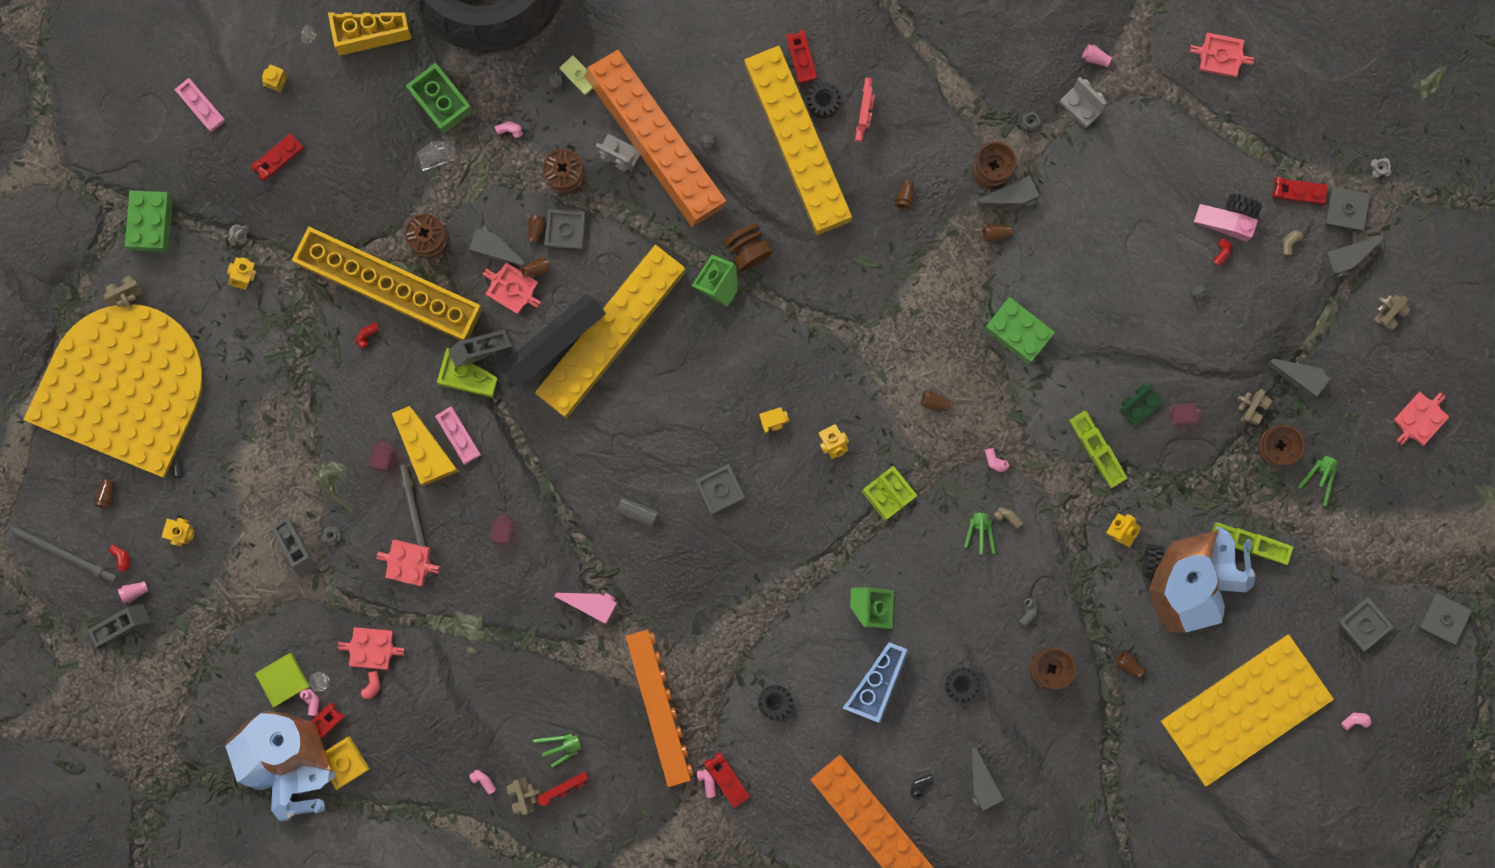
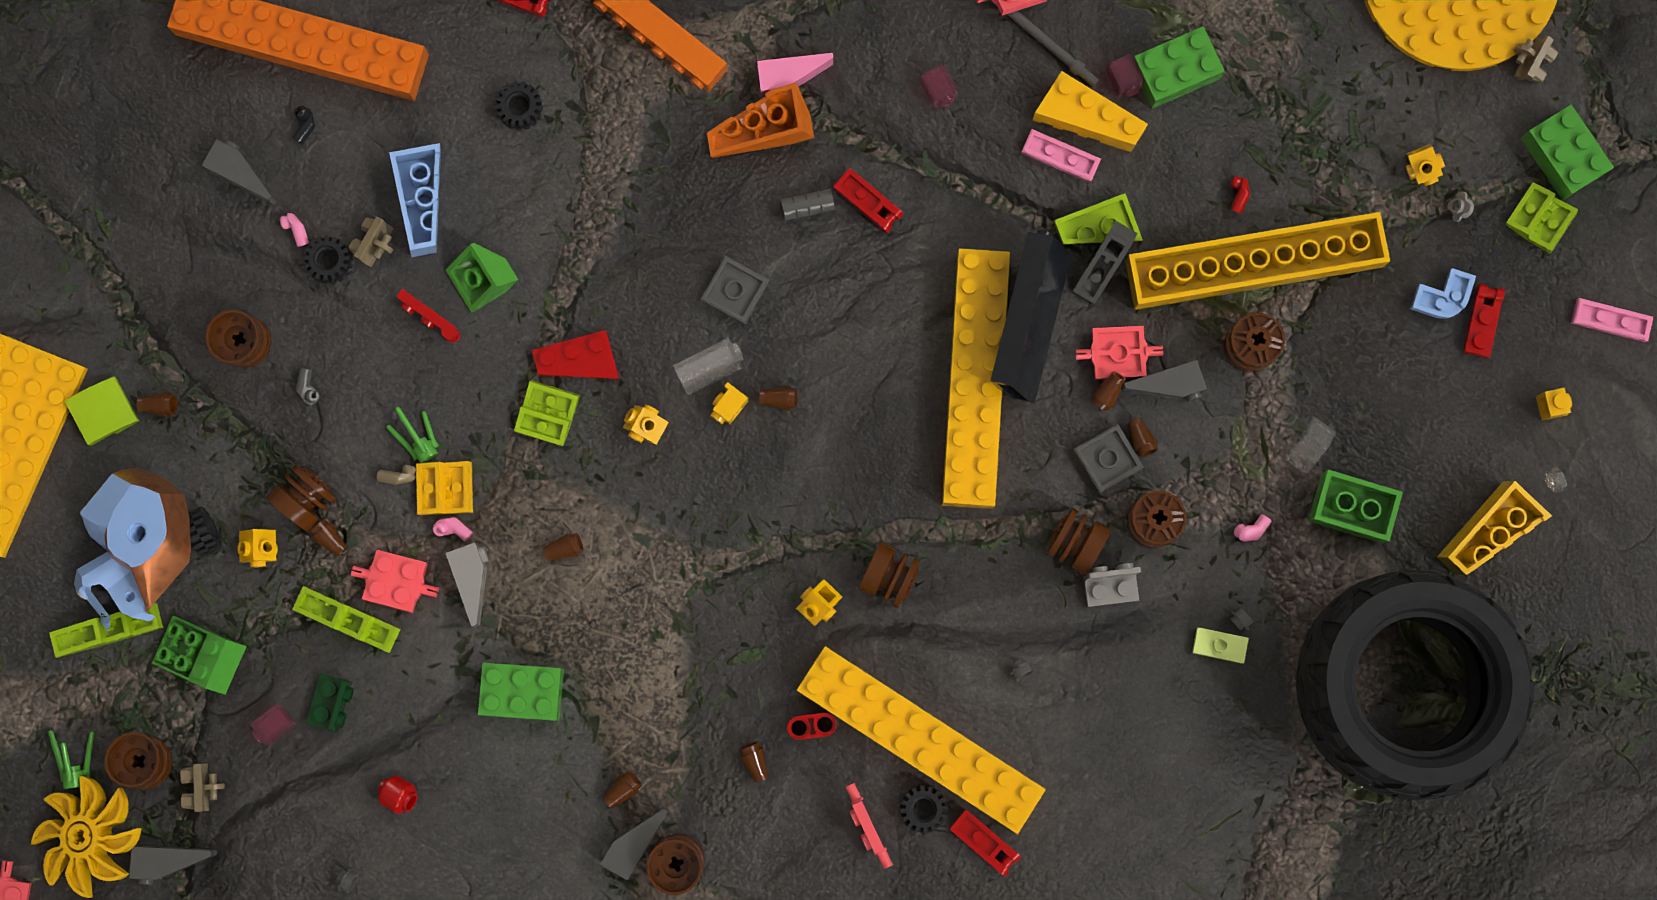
camera: 140 degrees right, 0 degrees up
(194, 194) = (1541, 217): none -> lime slope
(286, 182) = (1446, 302): none -> light blue plate
(345, 438) = (1178, 67): none -> bright green brick
(598, 490) = (867, 199): none -> red plate
(620, 189) = (1078, 541): none -> reddish brown wheel
(624, 581) = (771, 122): none -> orange wedge
(655, 138) = (1083, 629): orange brick -> none
(717, 280) = (898, 516): bright green slope -> none
(739, 403) = (782, 397): none -> reddish brown cone
(769, 449) = (709, 366): none -> clear brick
(802, 261) = (814, 605): none -> yellow brick
(846, 514) = (579, 357): none -> red wing
(859, 189) = (811, 723): none -> red beam
(922, 602) = (429, 317): none -> red plate
(924, 674) = (374, 242): none -> dark tan hips
(968, 720) = (297, 227): none -> bright pink arm
(984, 489) = (444, 488): none -> yellow slope
(1003, 425) = (470, 576): none -> light grey slope
(1052, 452) = (394, 581): none -> coral plate
(1075, 540) = (302, 497): none -> reddish brown wheel
(1076, 508) = (328, 537): none -> reddish brown cone
(1135, 320) = (397, 794): none -> red head
(1168, 685) = (101, 410): none -> lime slope
(1203, 488) = (199, 655): none -> bright green slope
(1341, 422) = (86, 836): none -> yellow piece

